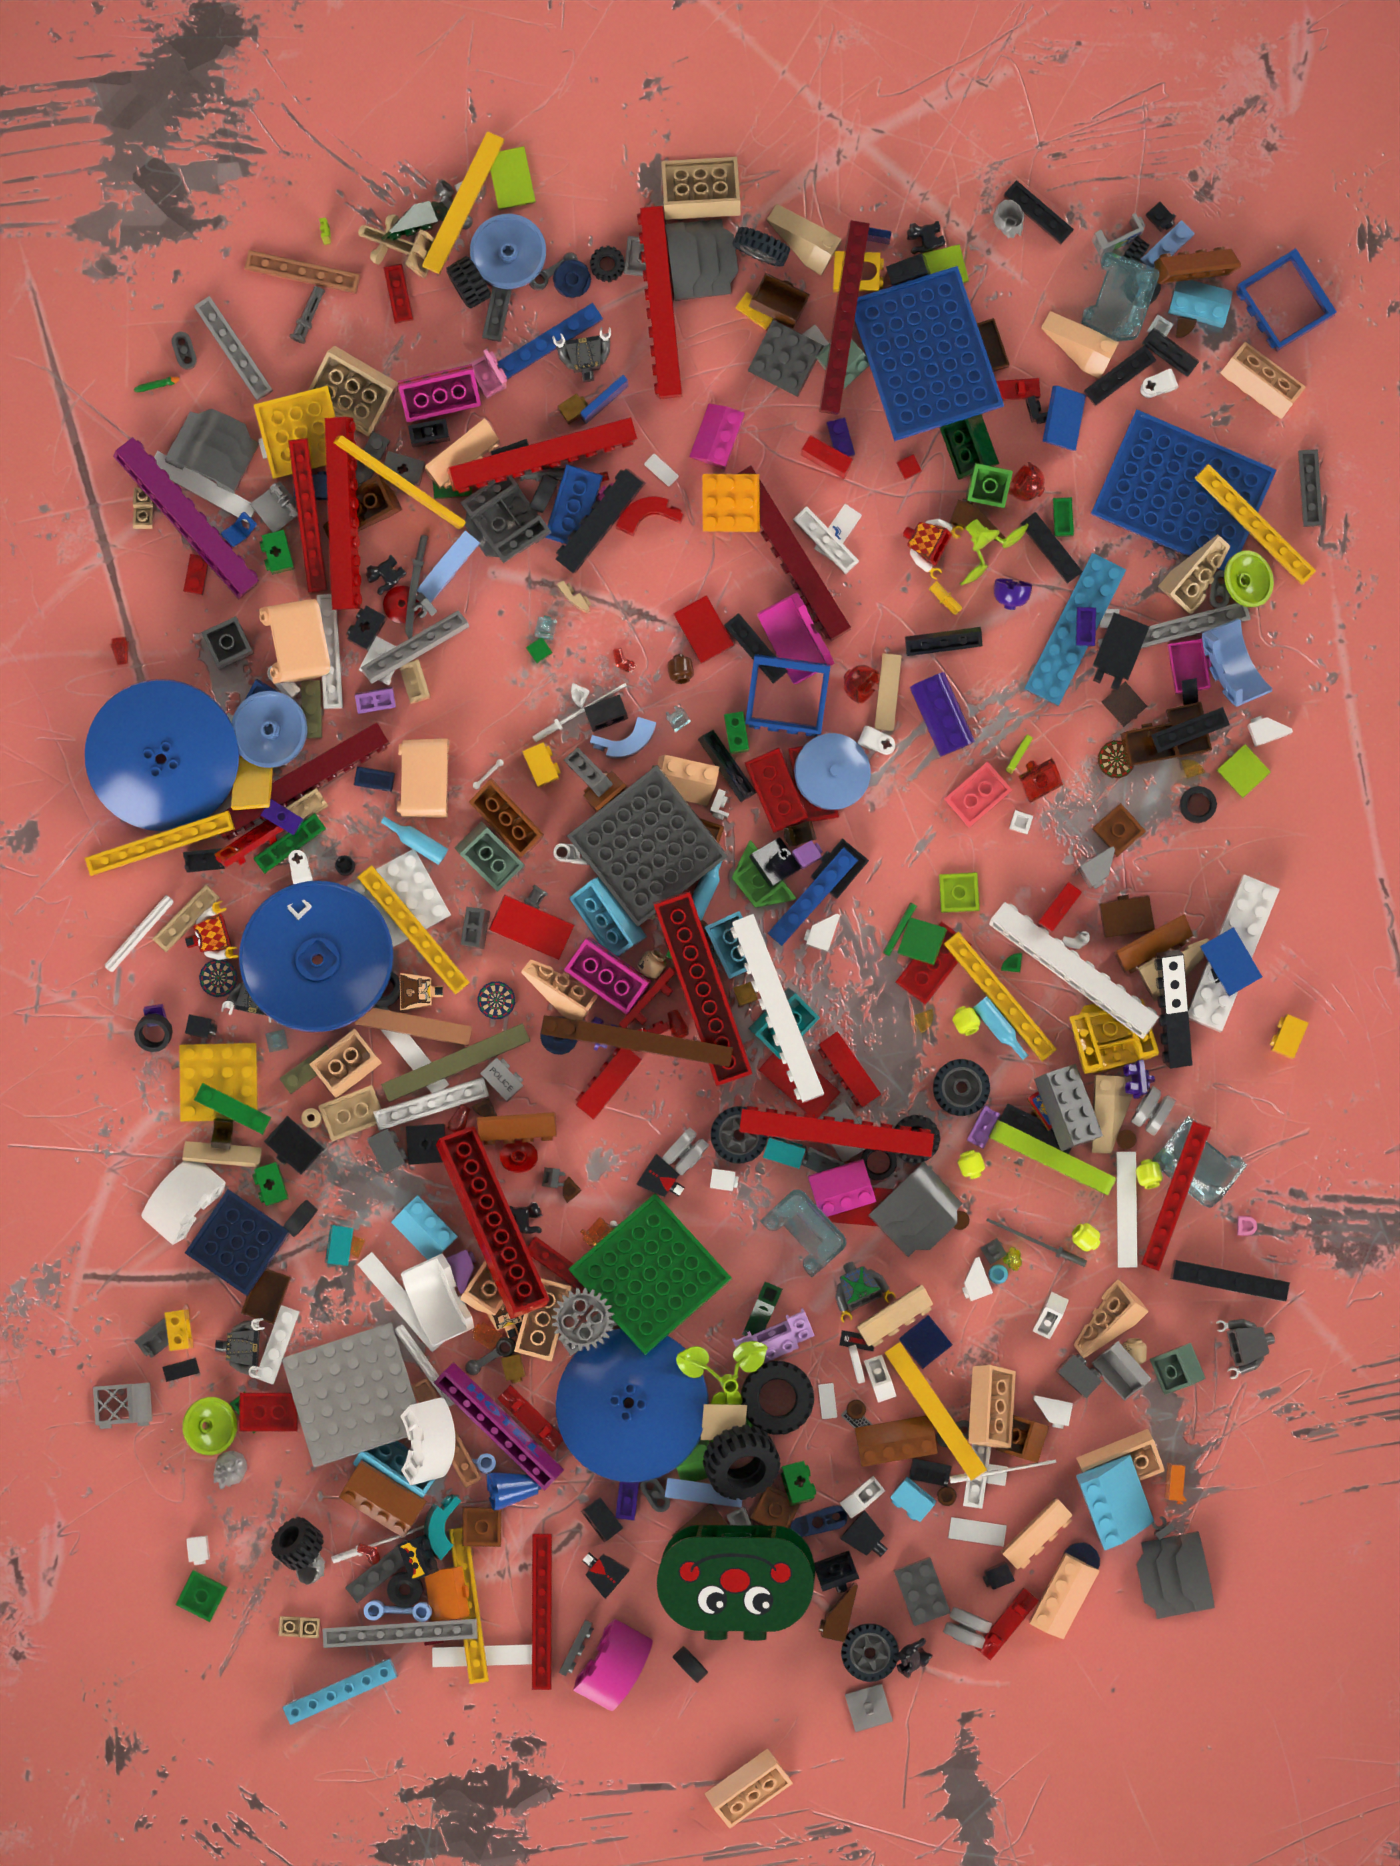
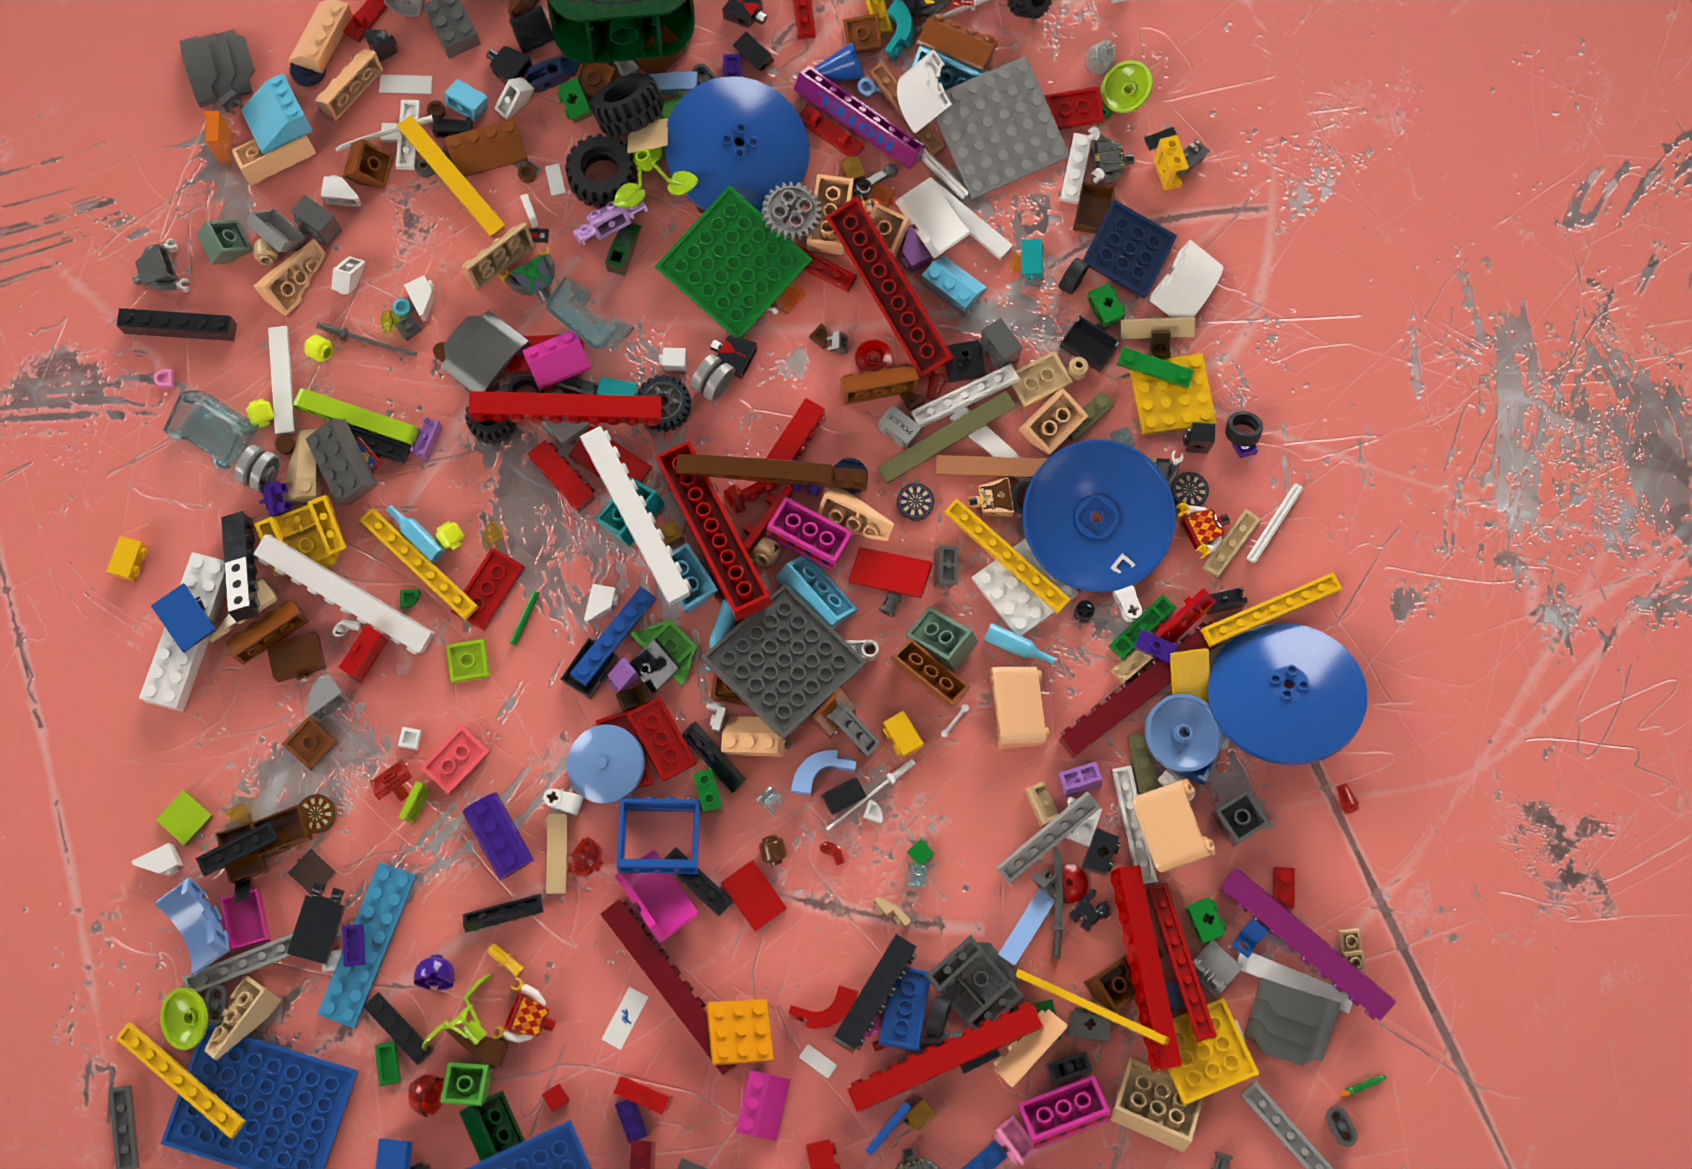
camera: 170 degrees right, 10 degrees down
(138, 1404) = (1195, 100): light grey piece -> none
(374, 779) = (1068, 701): dark blue tile -> none
(375, 447) = (1124, 1037): dark grey plate -> none
(522, 1217) = (862, 305): black animal -> none
(826, 540) = (636, 1006): white tile -> none
(880, 1378) = (506, 201): white slope -> none
(922, 941) = (500, 606): green tile -> none
(925, 1341) = (466, 239): clear blue tile -> none
(971, 1164) = (434, 401): neon yellow head -> none
(977, 1087) = (445, 459): wheel -> none
(991, 1406) = (398, 185): light nougat slope -> none
(1176, 1195) = (230, 394): red tile -> none
(1212, 807) = (218, 766): black tyre -> none

